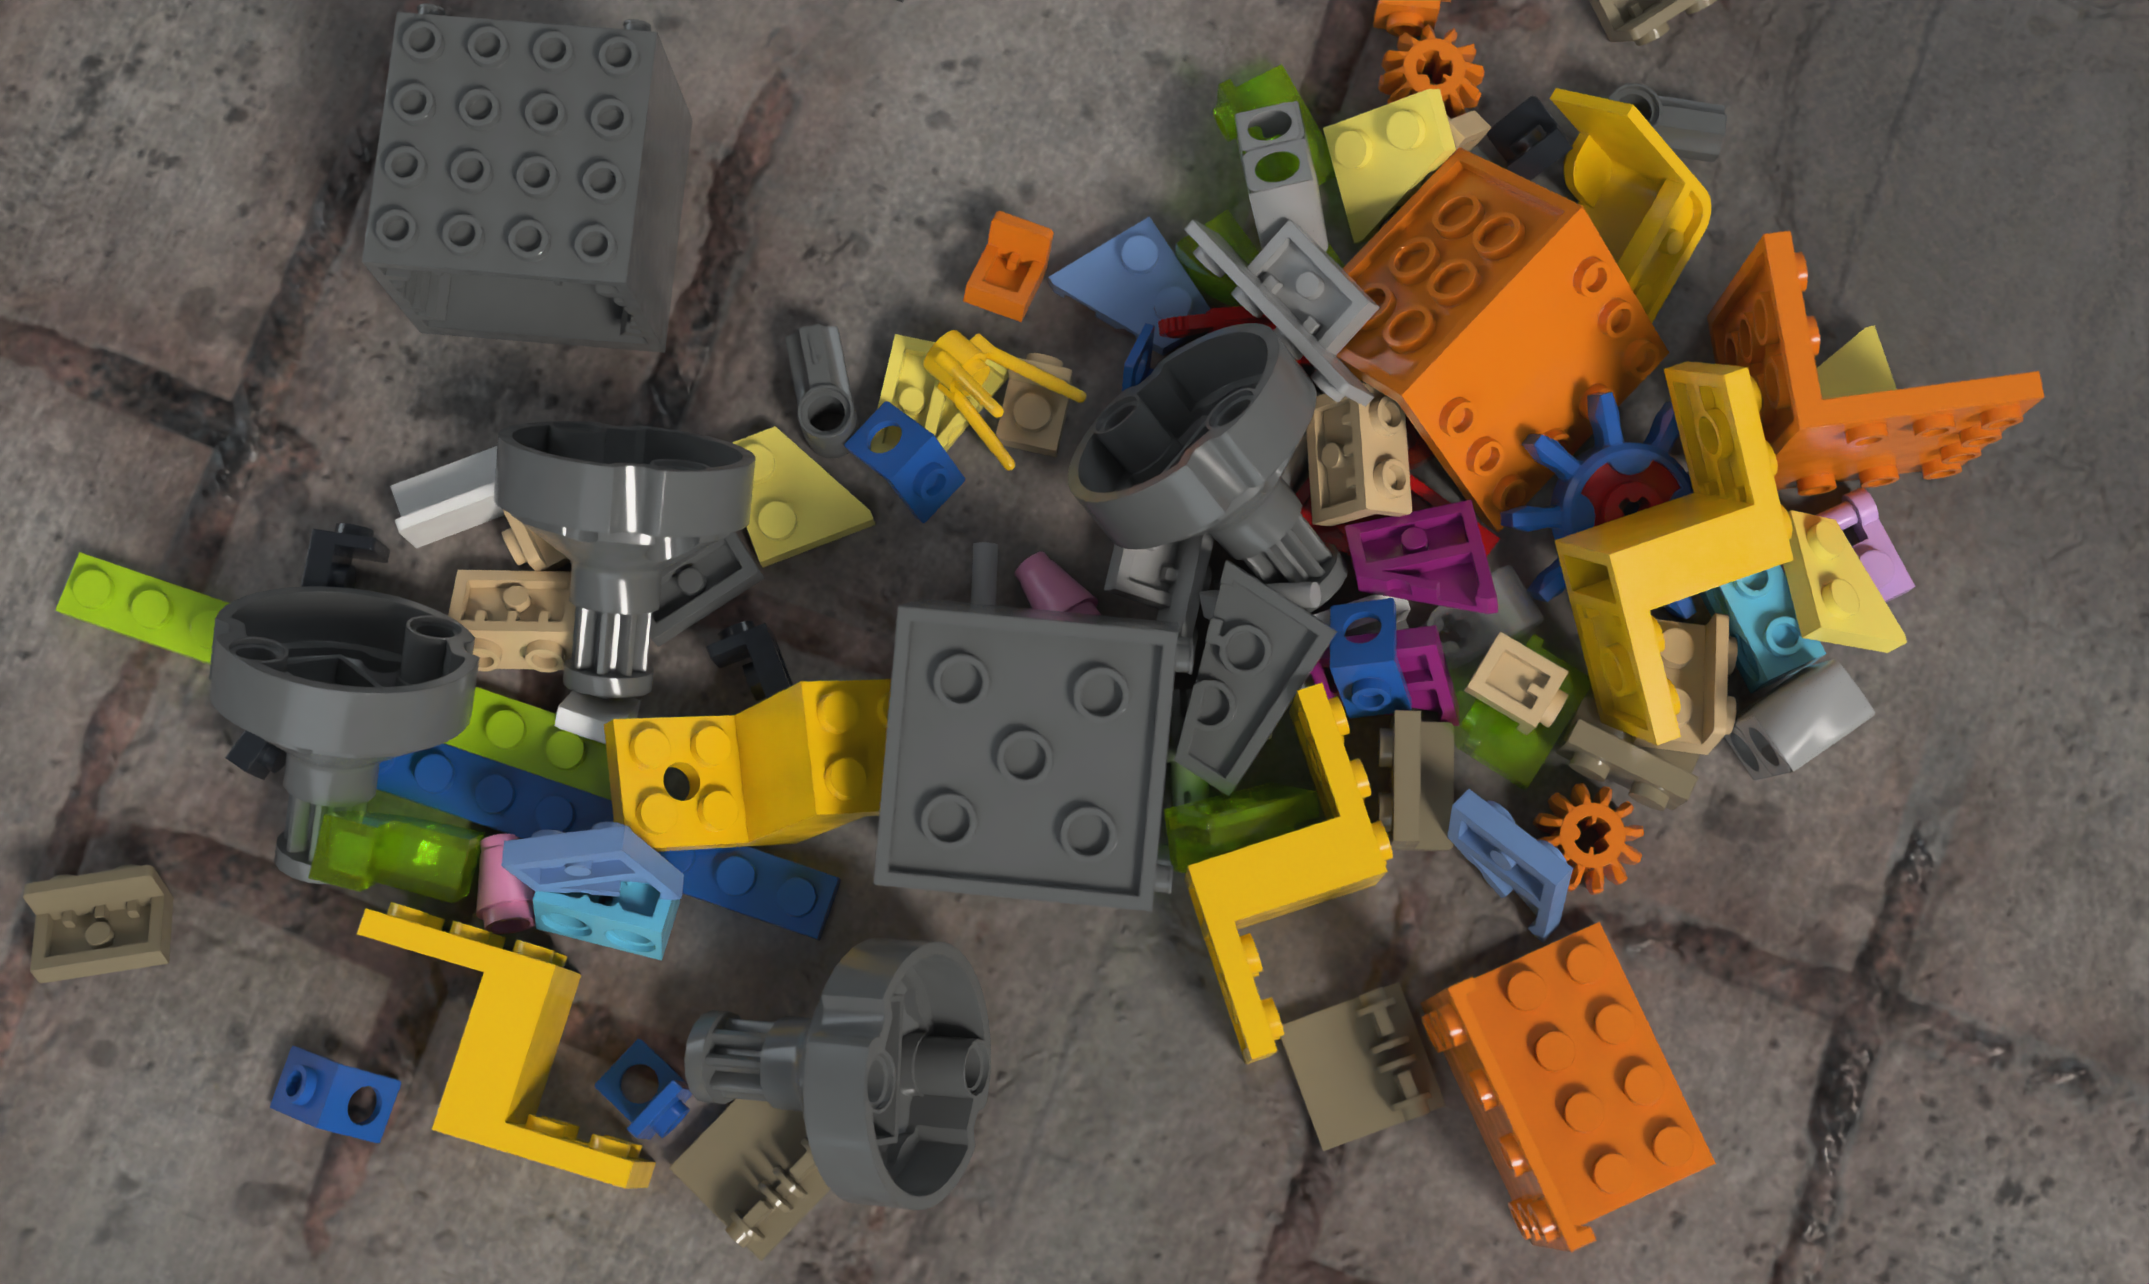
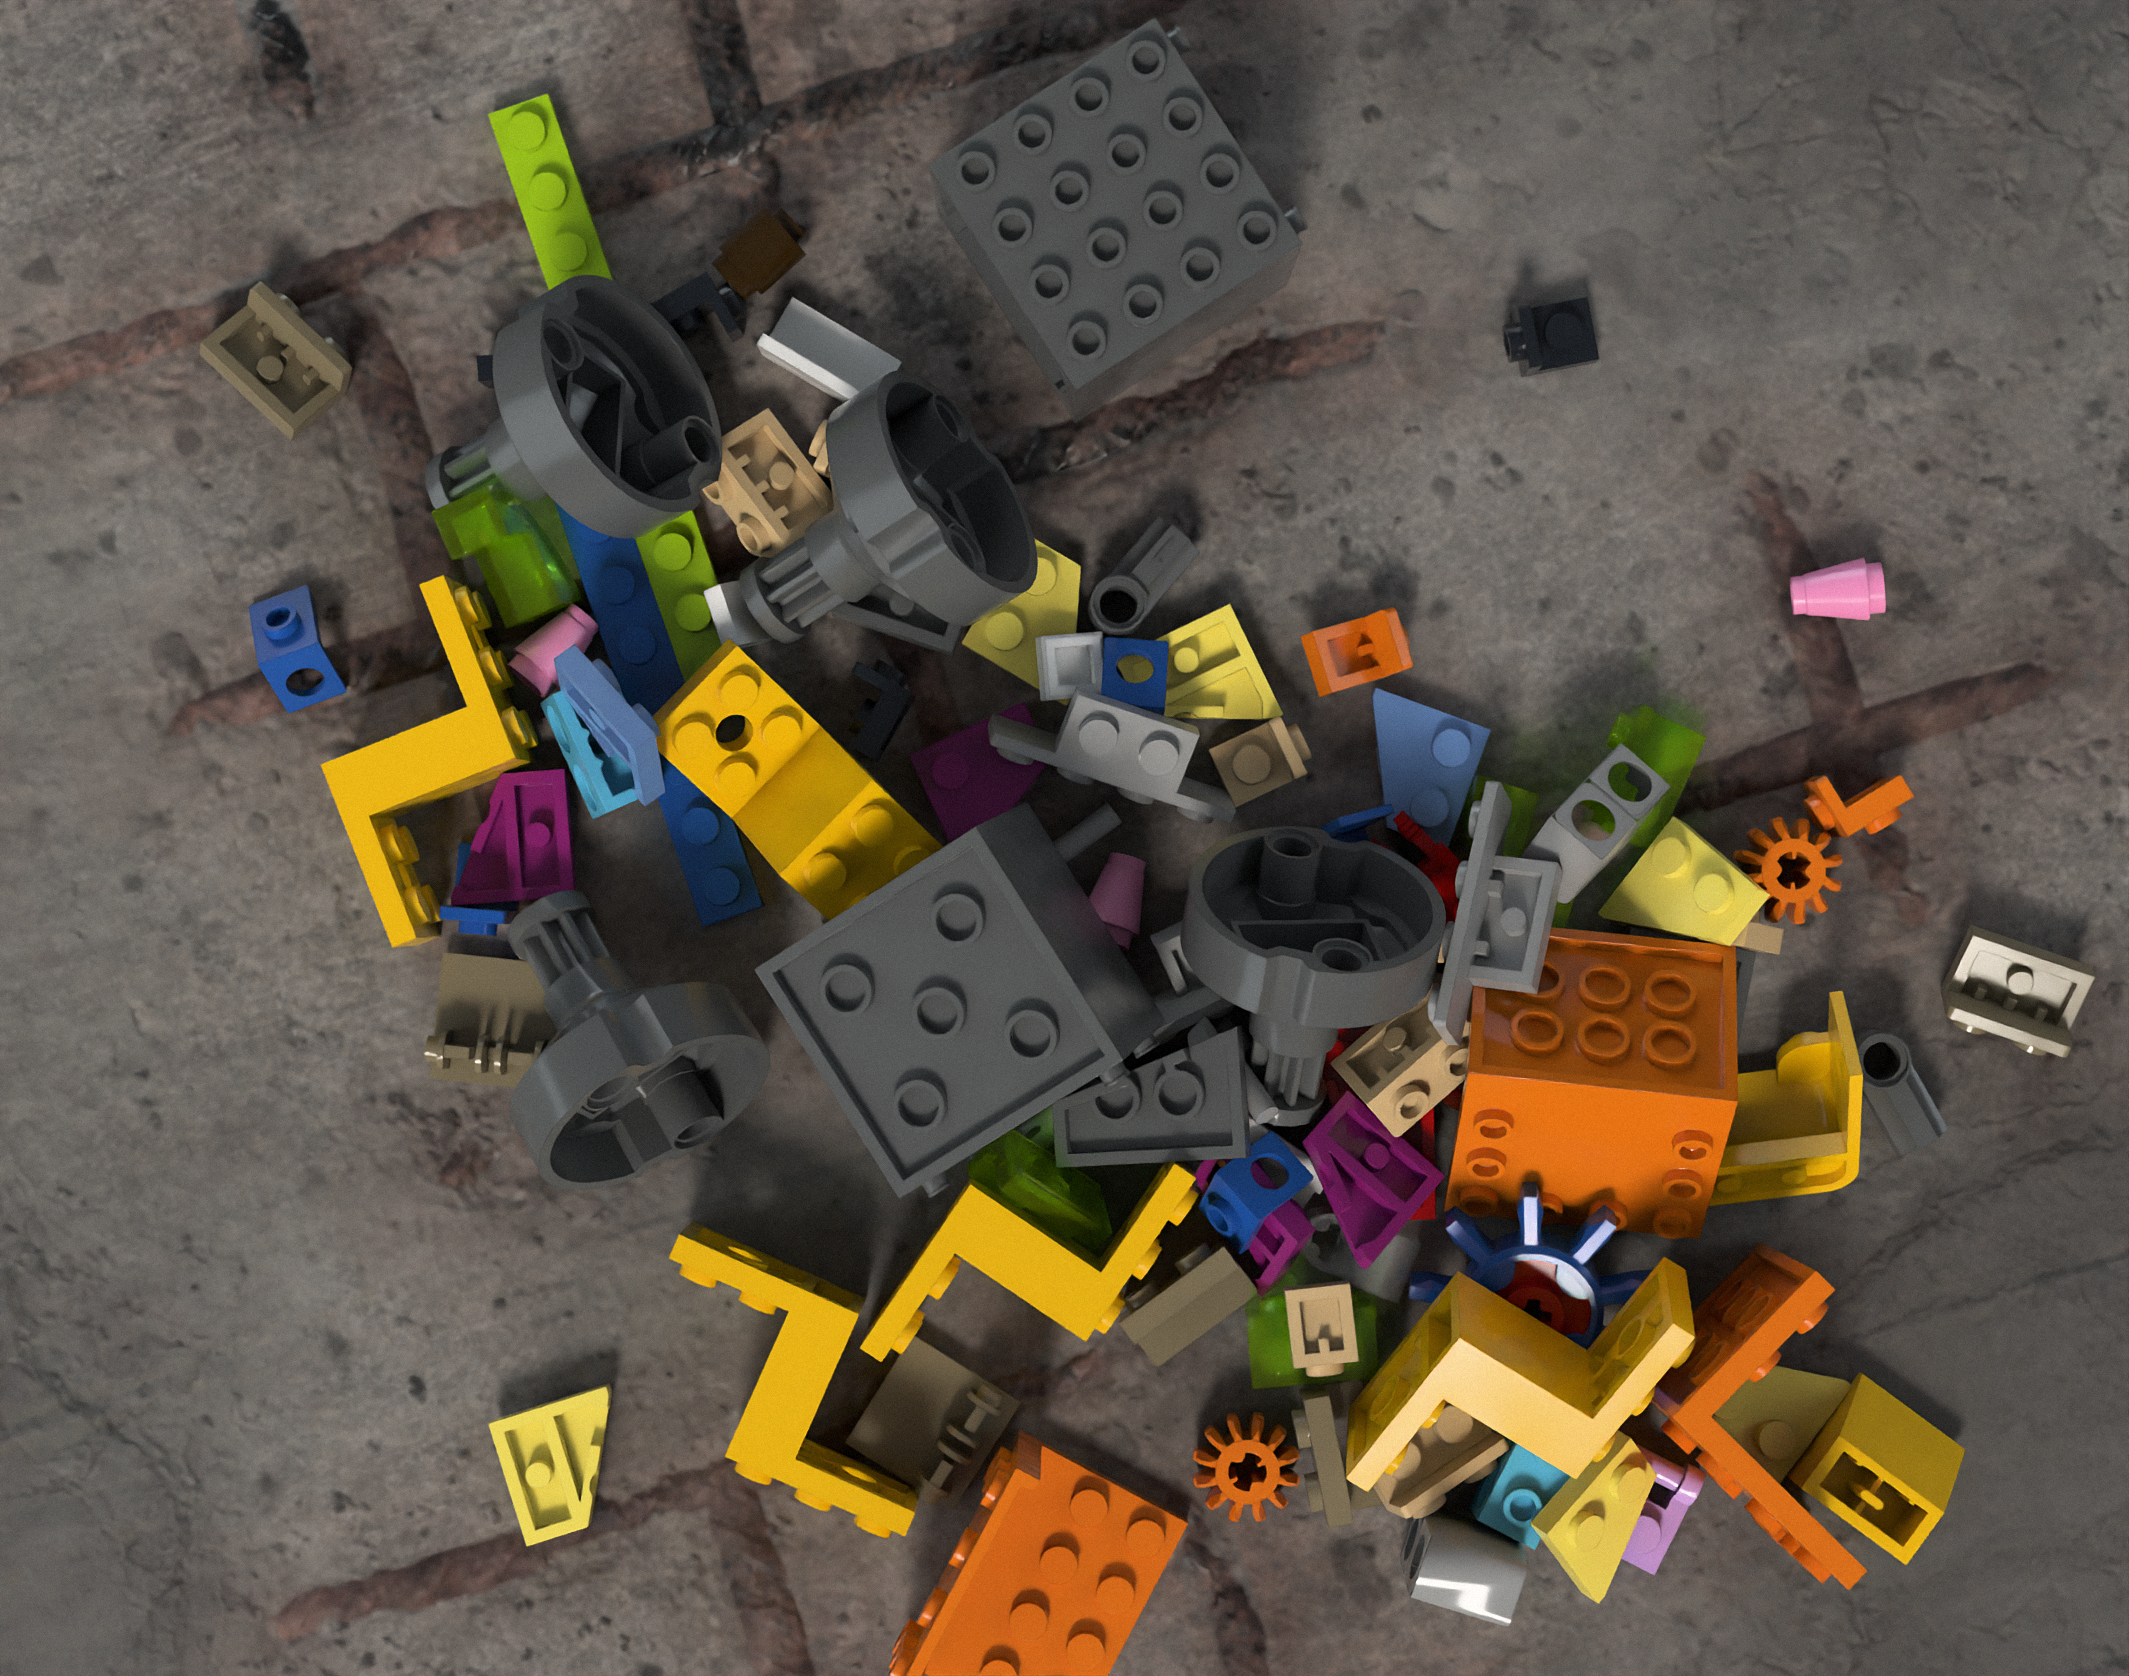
camera: 45 degrees right, 10 degrees up
(335, 482) = (760, 252): none -> dark brown brick
(633, 1030) = (523, 843): none -> magenta wing
(844, 490) = (1069, 663): none -> white tile
(863, 618) = (970, 779): none -> magenta wing
(936, 490) = (1121, 747): none -> light grey bracket
(962, 372) = (1237, 685): yellow plant -> none
(1244, 1145) = (793, 1382): none -> yellow bracket
(1511, 859) = (1178, 1421): medium blue wing -> none
(1529, 139) = (1793, 995): black bracket -> none
(1958, 337) = (1881, 1468): none -> yellow slope

